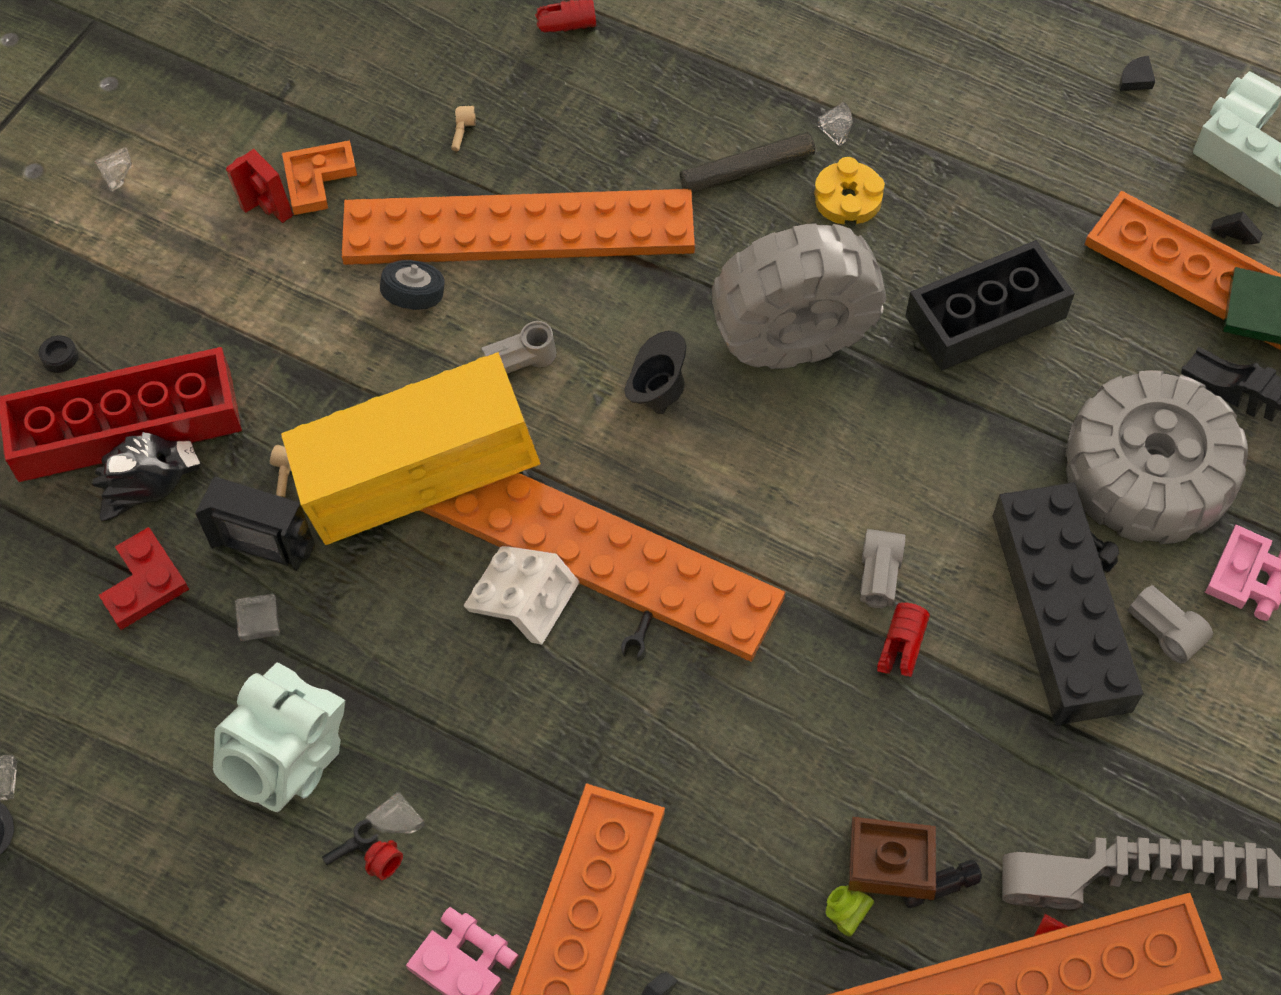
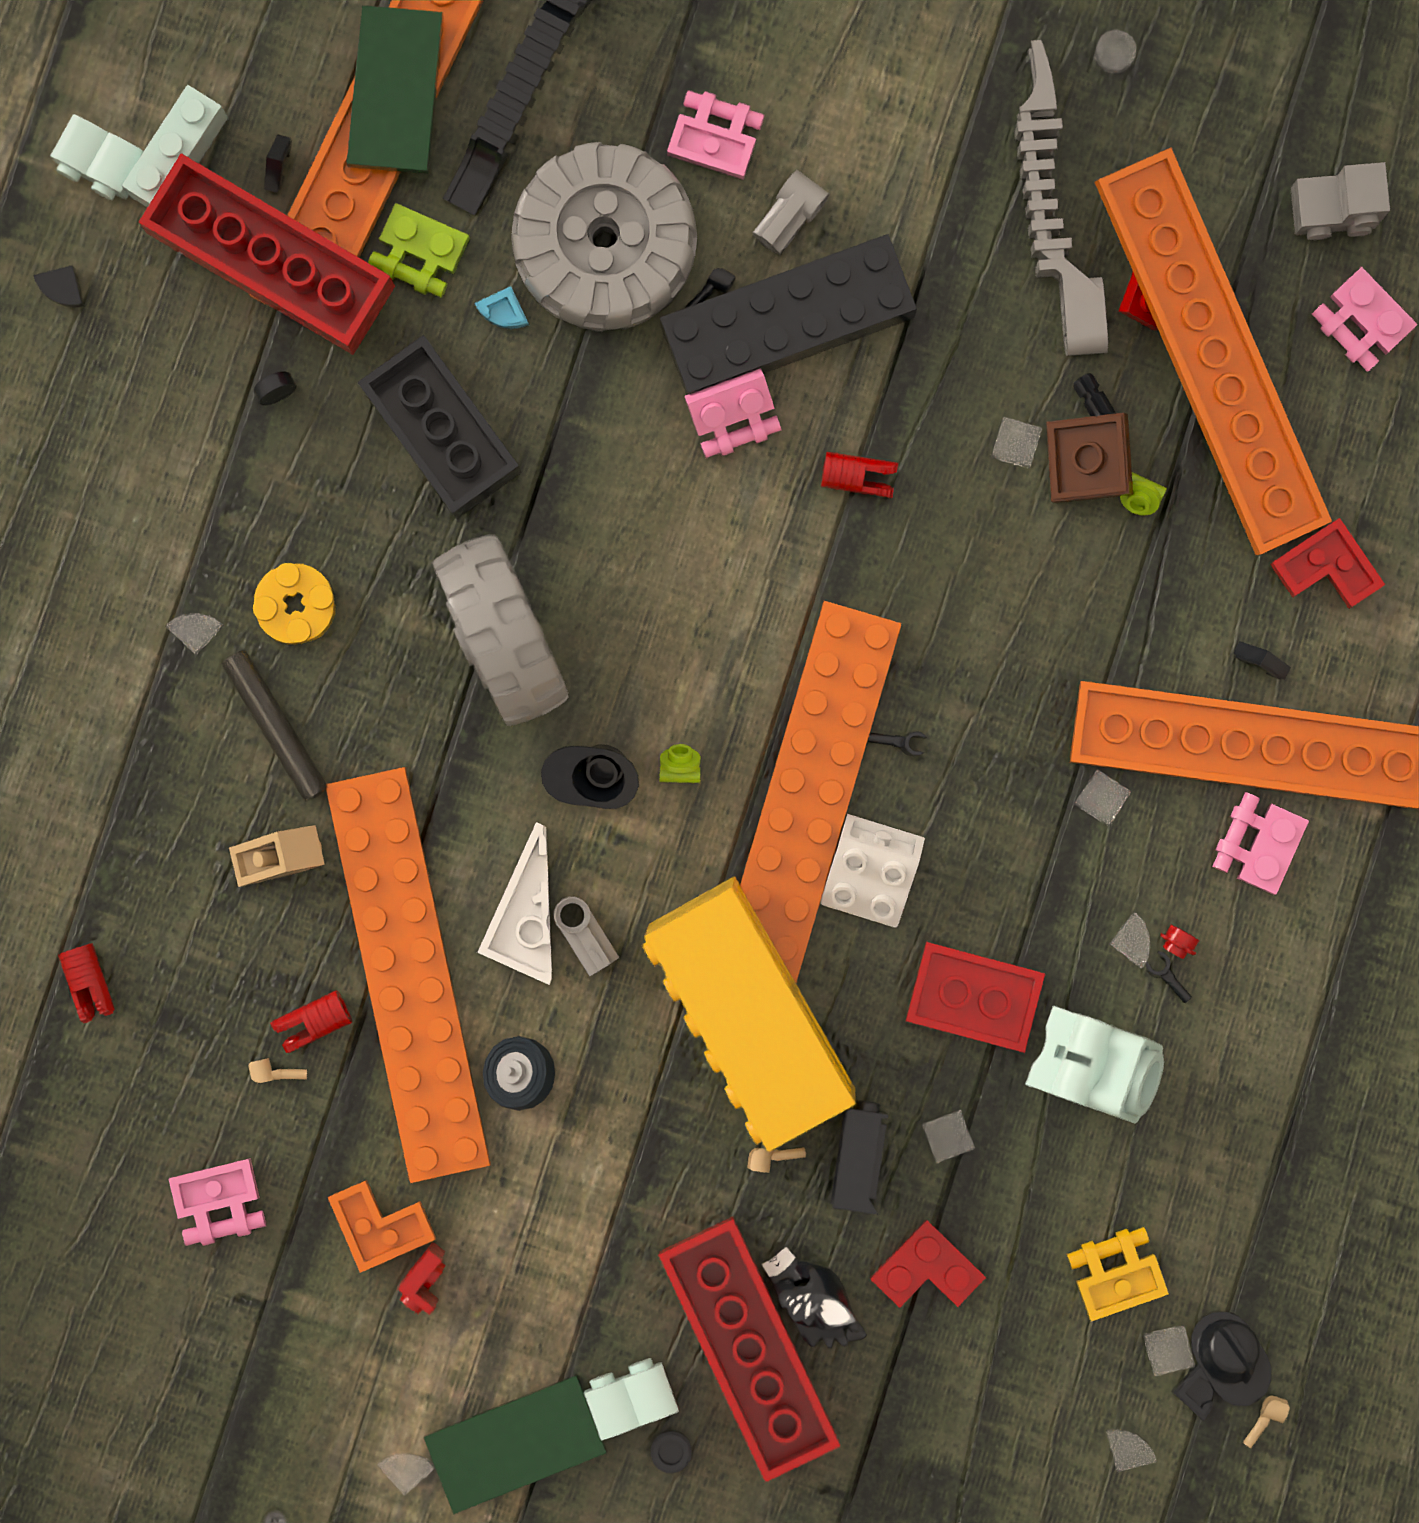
camera: 95 degrees left, 25 degrees up
(66, 741) = (1120, 1286): none -> yellow plate
(107, 245) = (515, 1444): none -> dark green tile
(111, 326) = (630, 1399): none -> light aqua brick
(379, 77) = (215, 1189): none -> bright pink plate
(380, 658) = (975, 997): none -> red plate
(497, 156) = (319, 1017): none -> red hinge
(534, 300) = (521, 924): none -> white wing
(544, 814) = (1102, 797): none -> clear tile
(638, 150) = (277, 855): none -> tan slope
(654, 451) = (680, 765): none -> lime plate
(882, 558) = (766, 507): light grey piece -> none
(917, 795) = (1016, 442): none -> clear tile
(986, 535) = (730, 403): none -> bright pink plate
(1037, 199) = (274, 388): none -> black tile
(1091, 378) = (503, 310): none -> medium azure tile
(1154, 193) = (267, 254): none -> red brick
(1160, 330) = (422, 239): none -> lime plate

